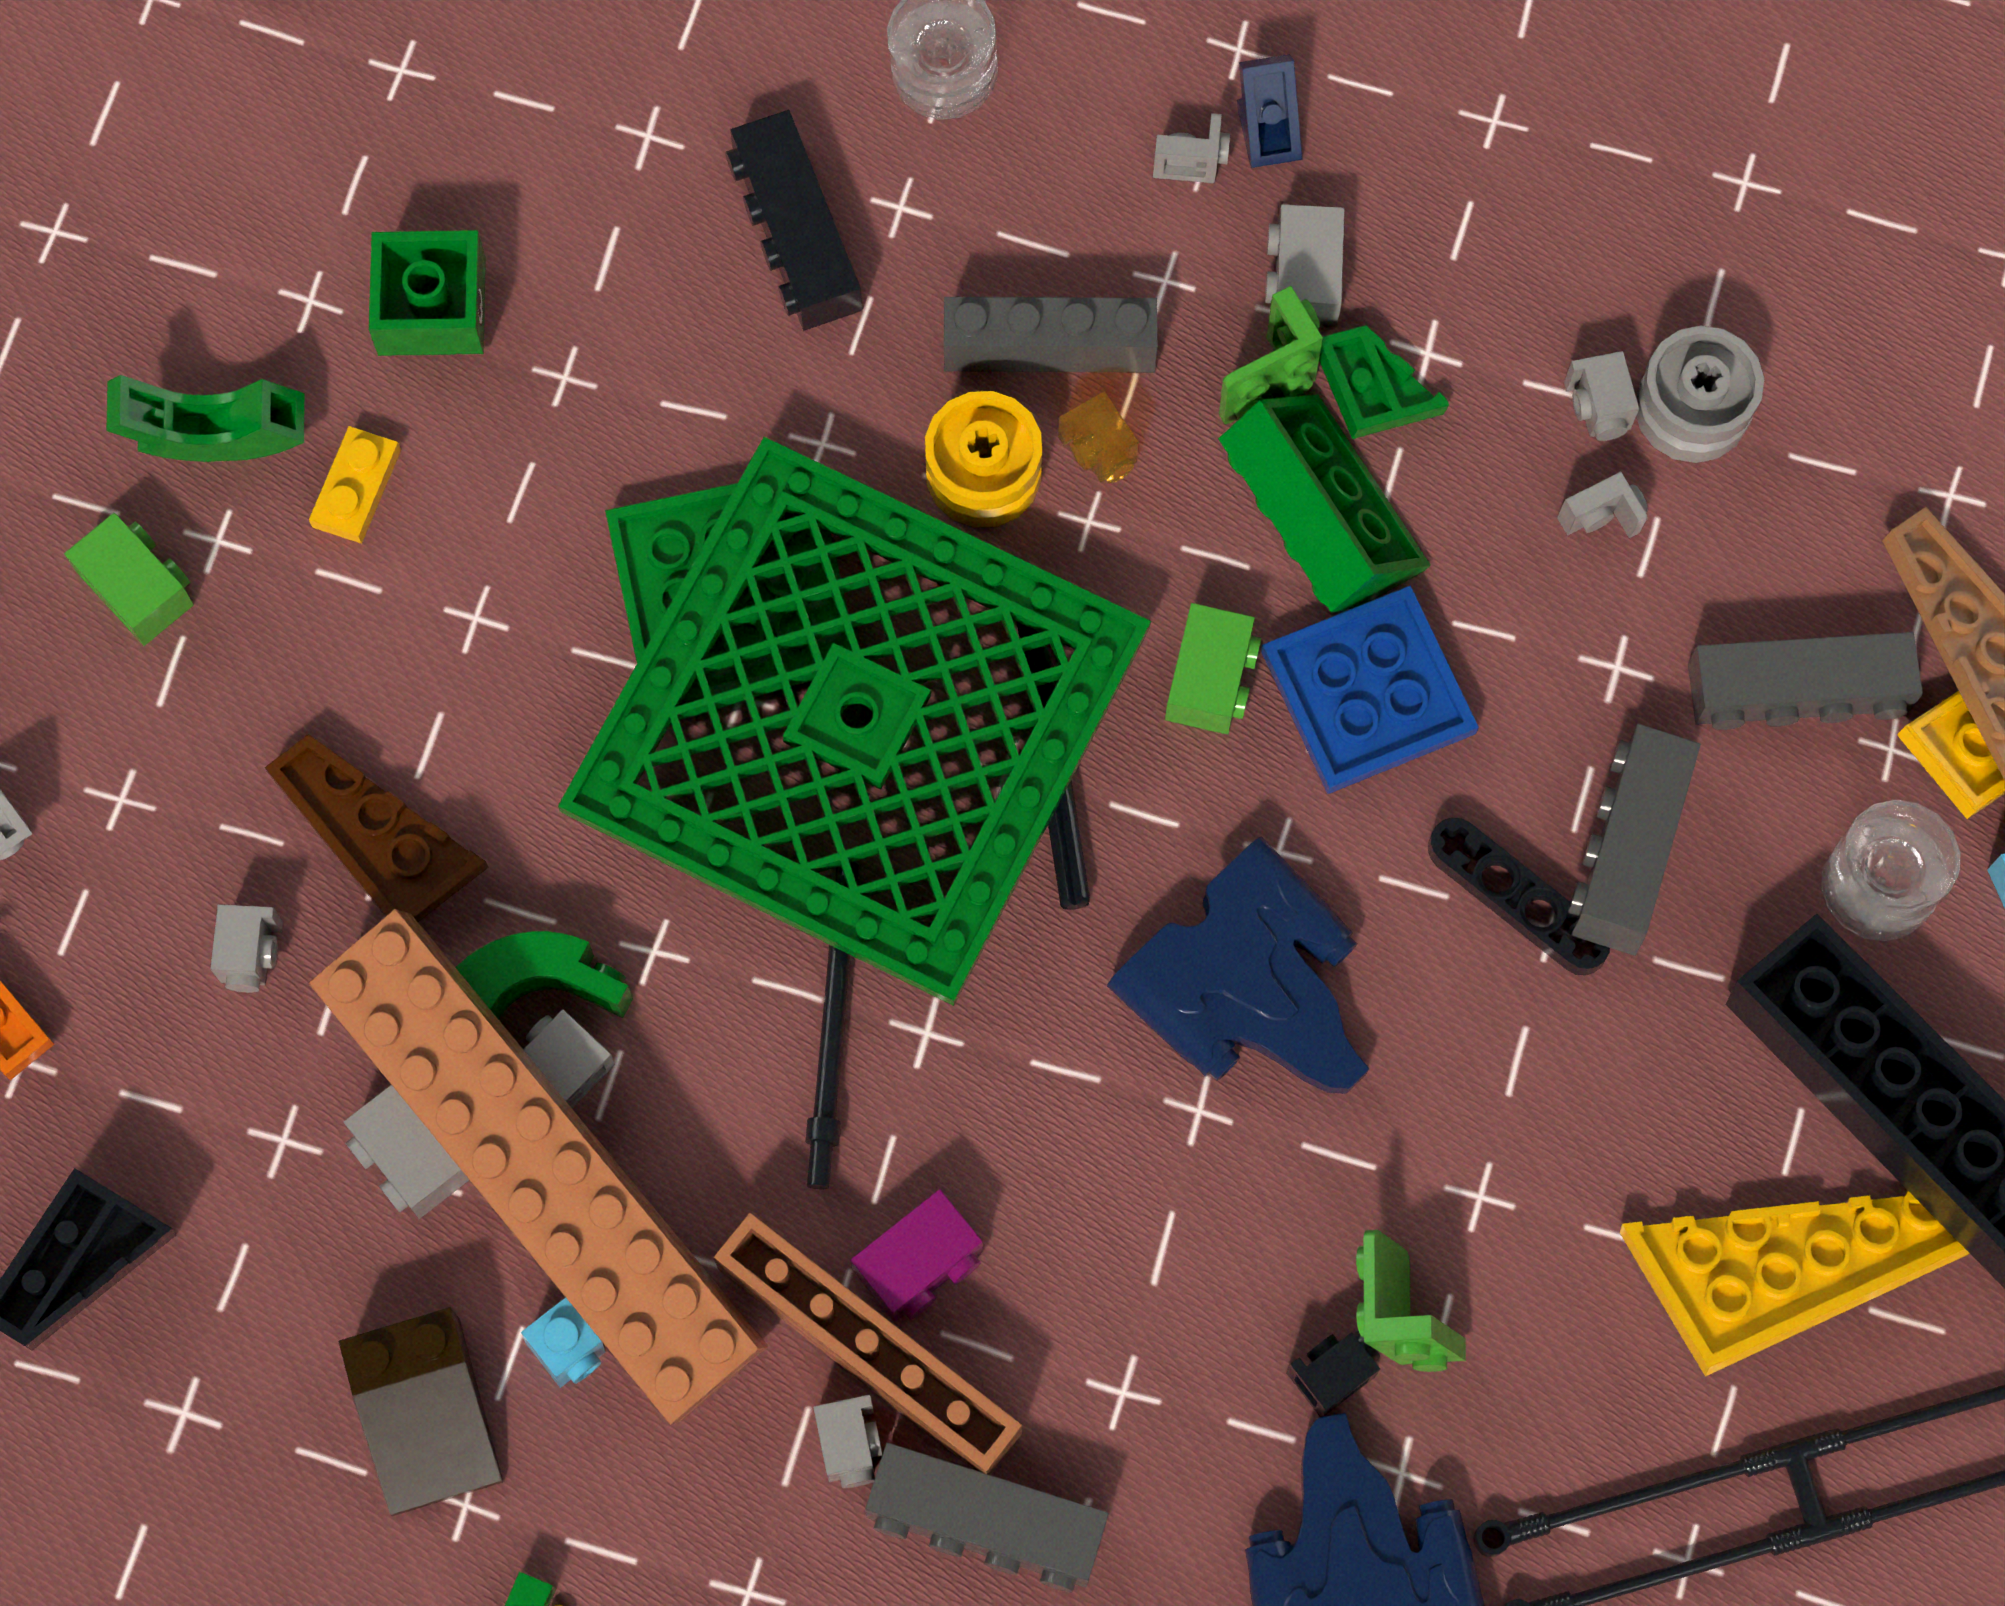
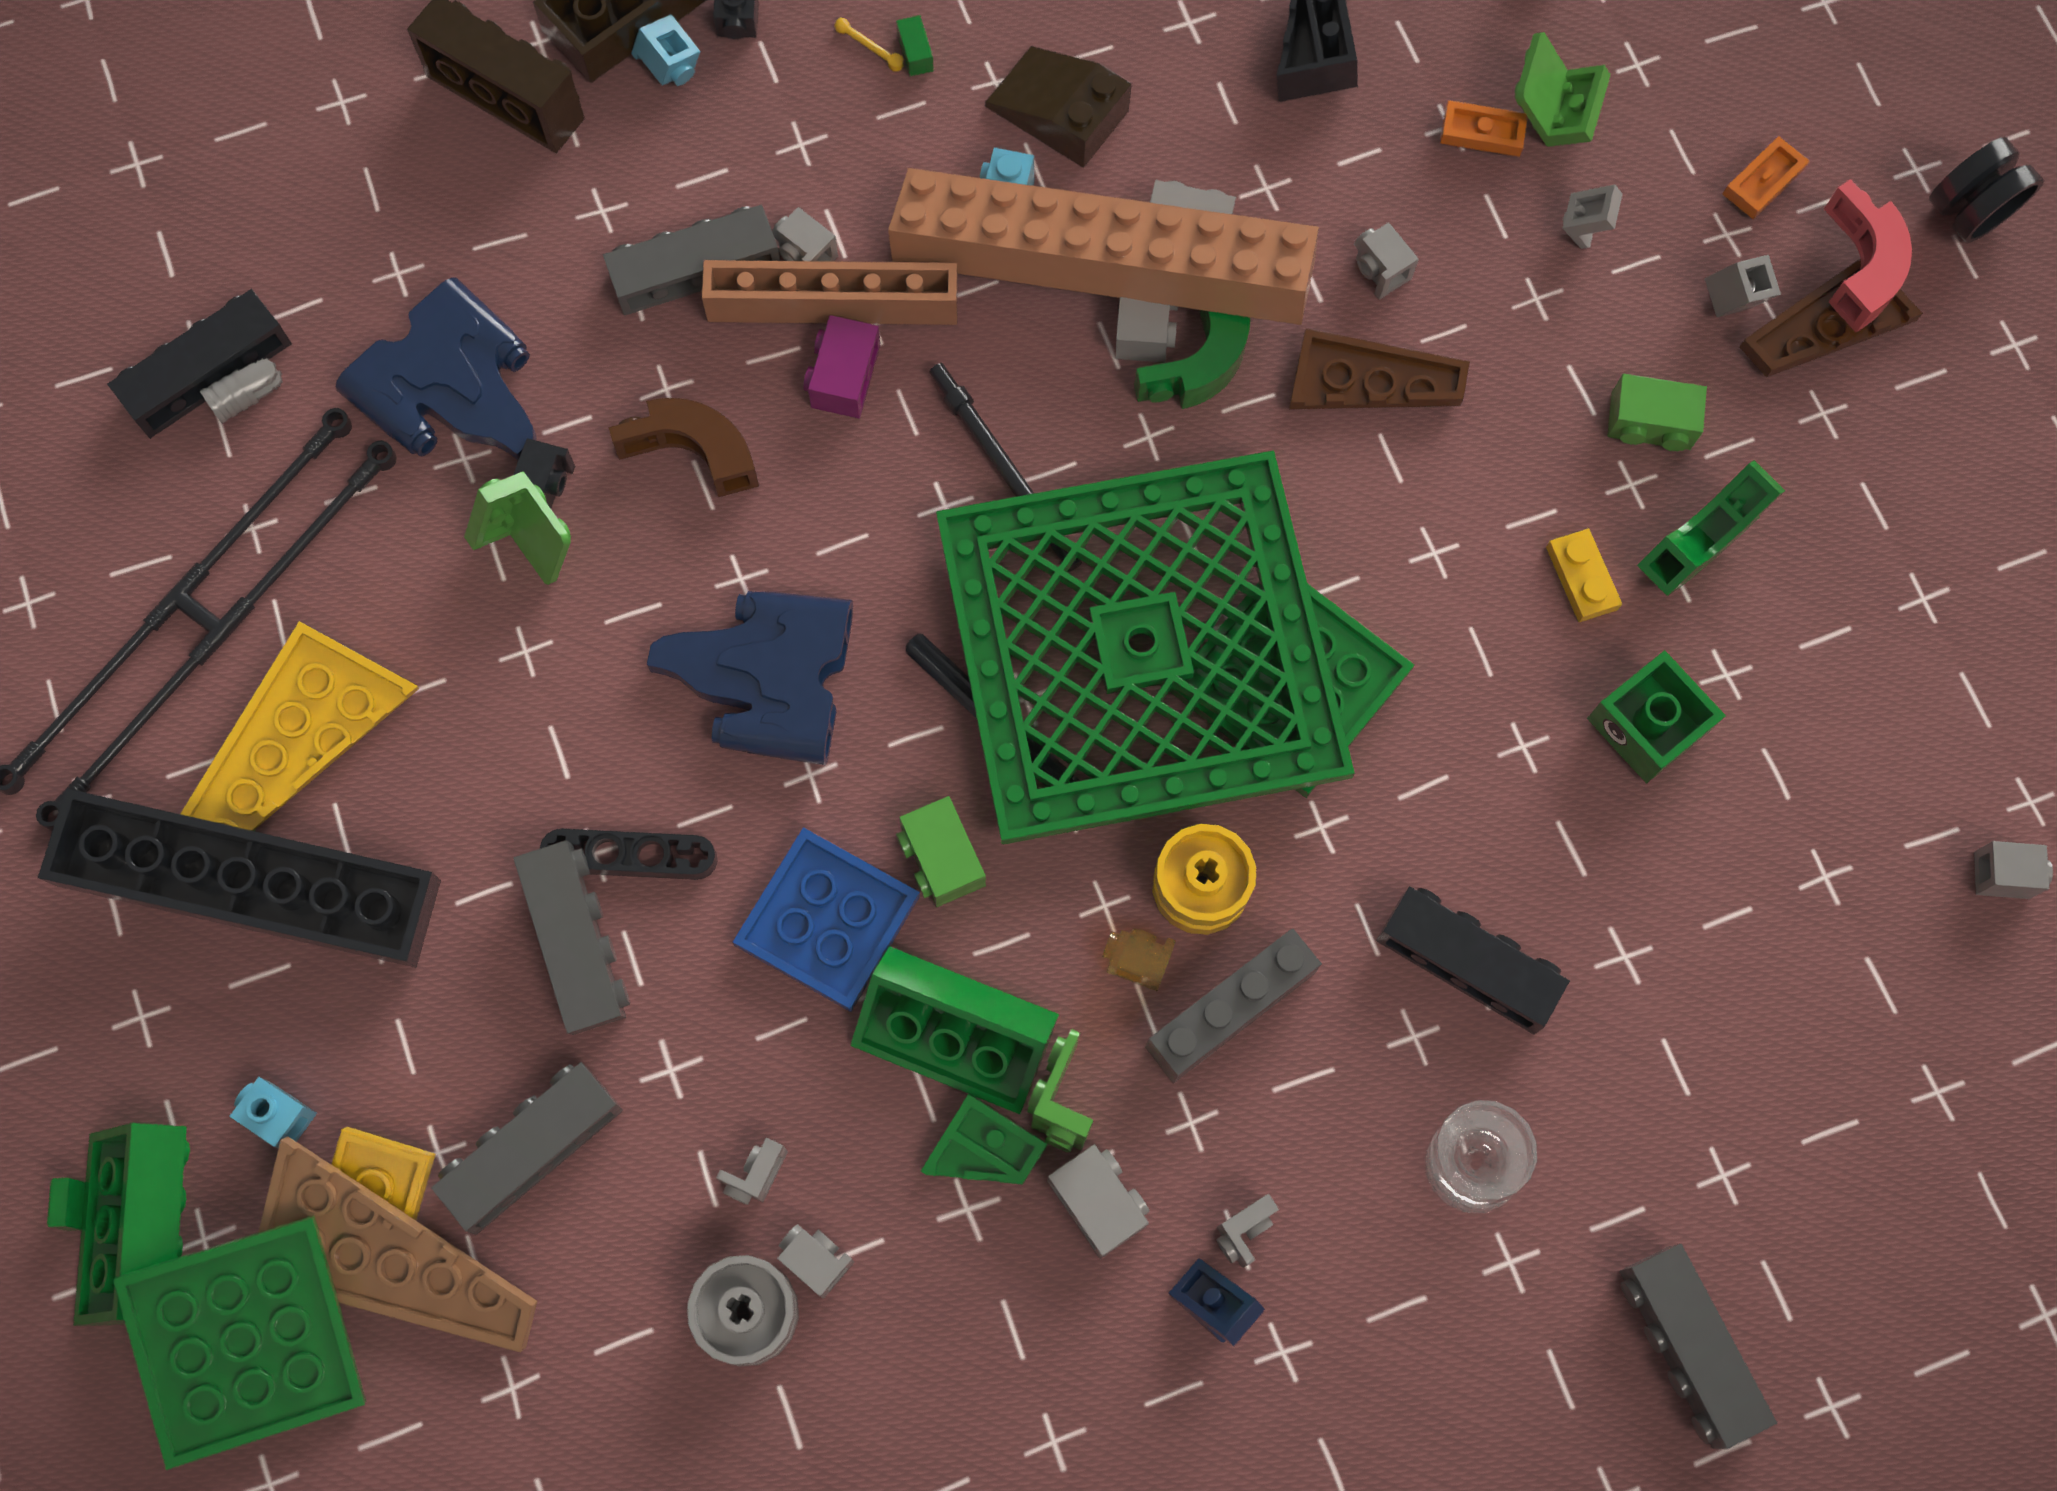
camera: 140 degrees right, 0 degrees up
(1128, 1301) = (693, 428): none -> reddish brown arch
(1907, 849) = (350, 1038): clear wheel -> none

